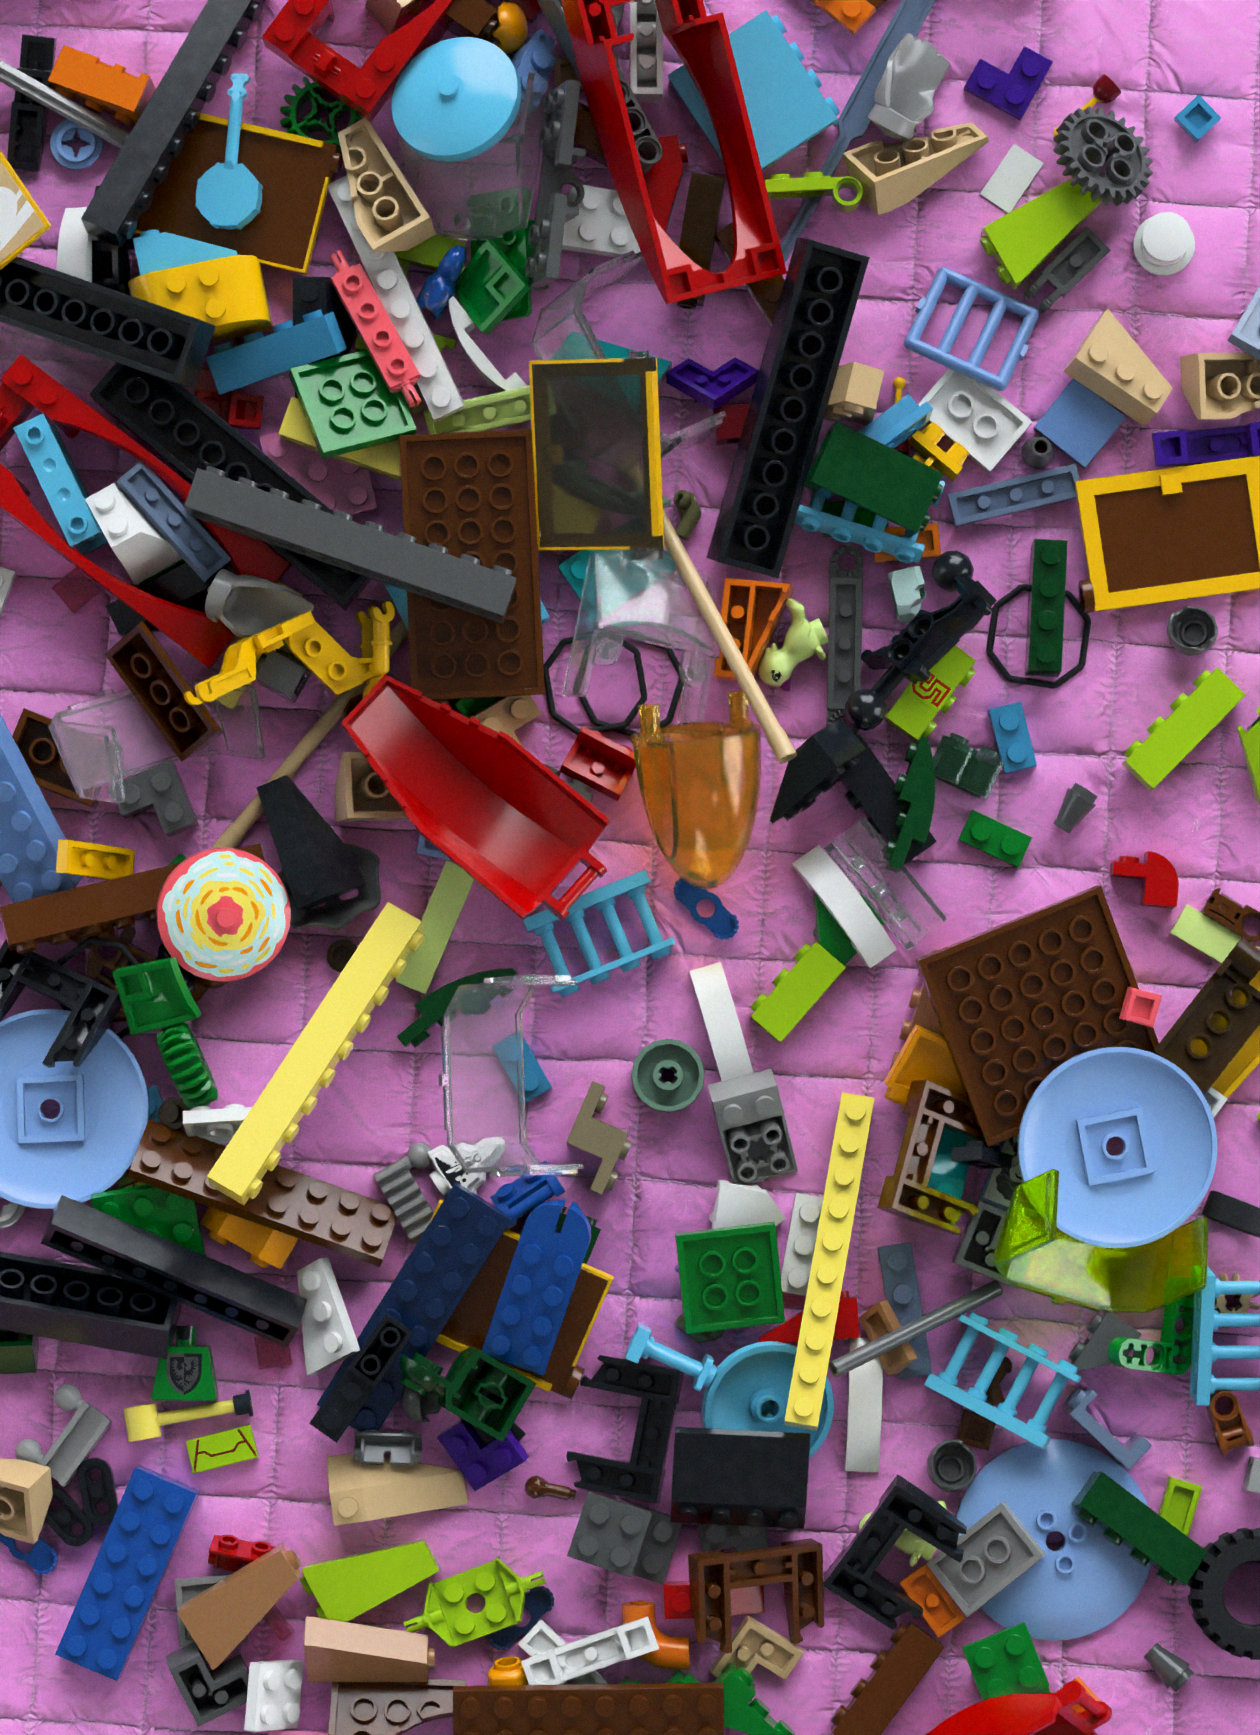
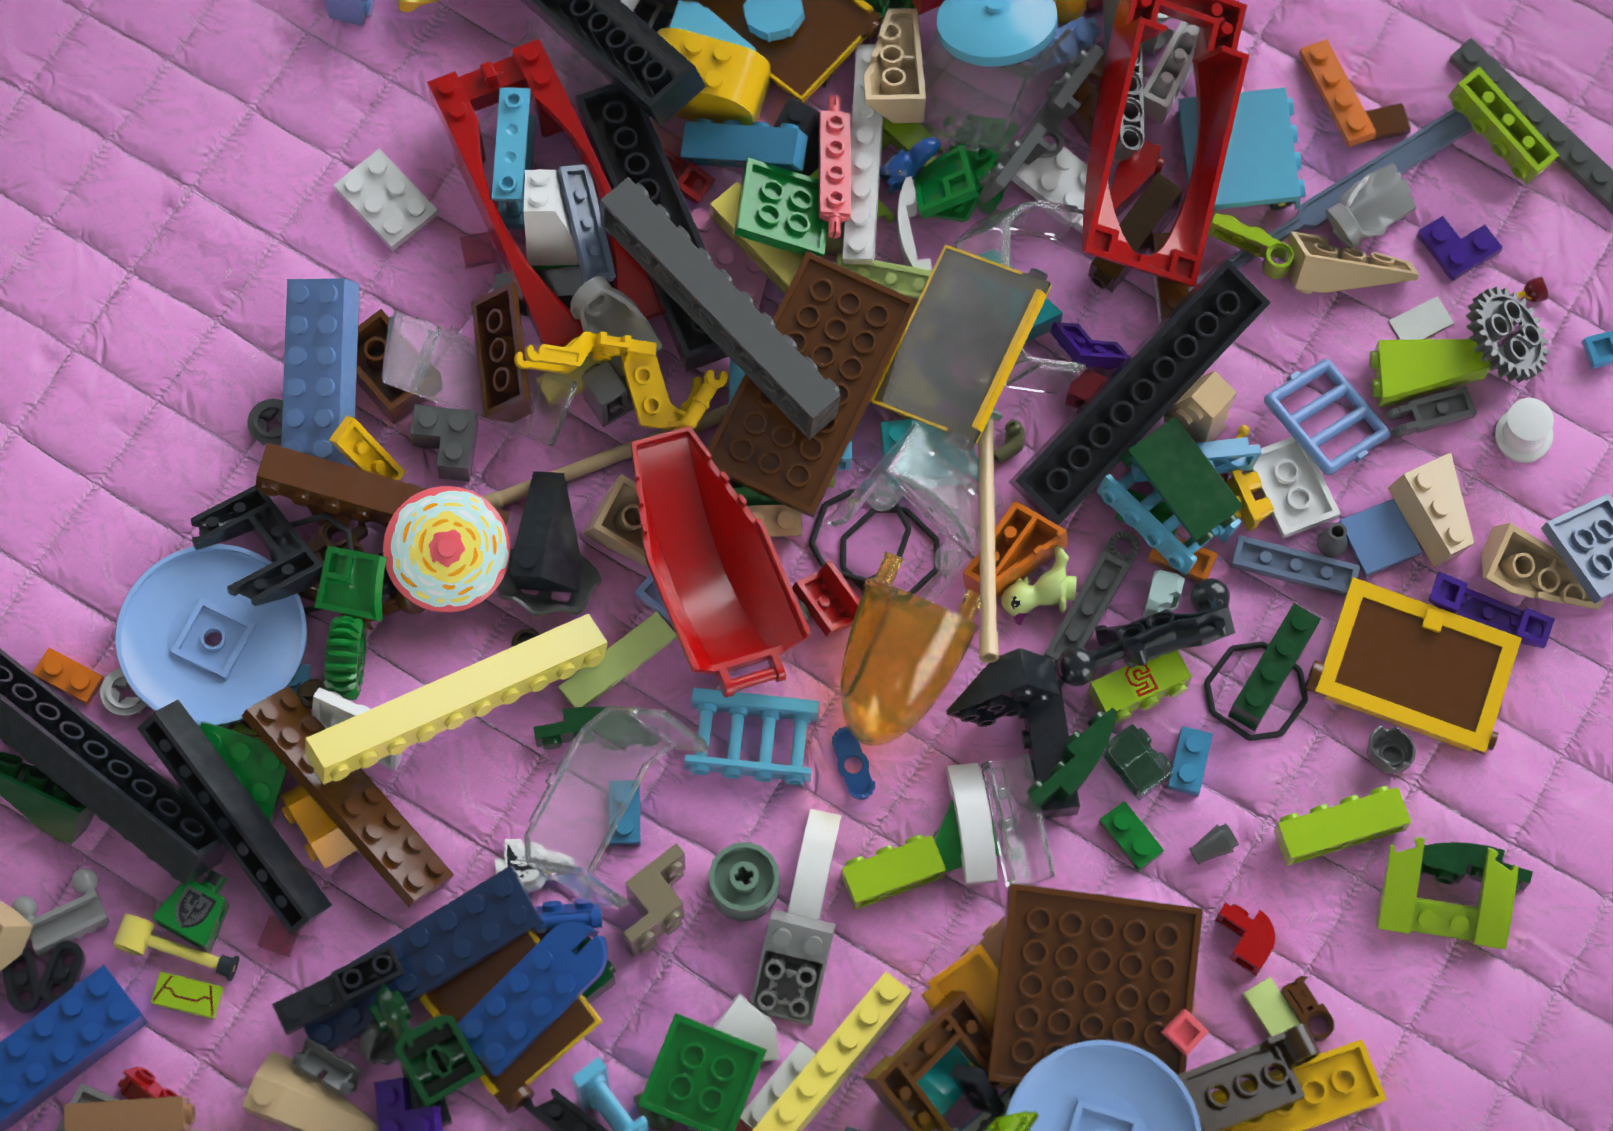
camera: 25 degrees right, 15 degrees down
(325, 1321) = (337, 930): white wing -> none
(404, 1192) = (466, 858): light grey gear -> none

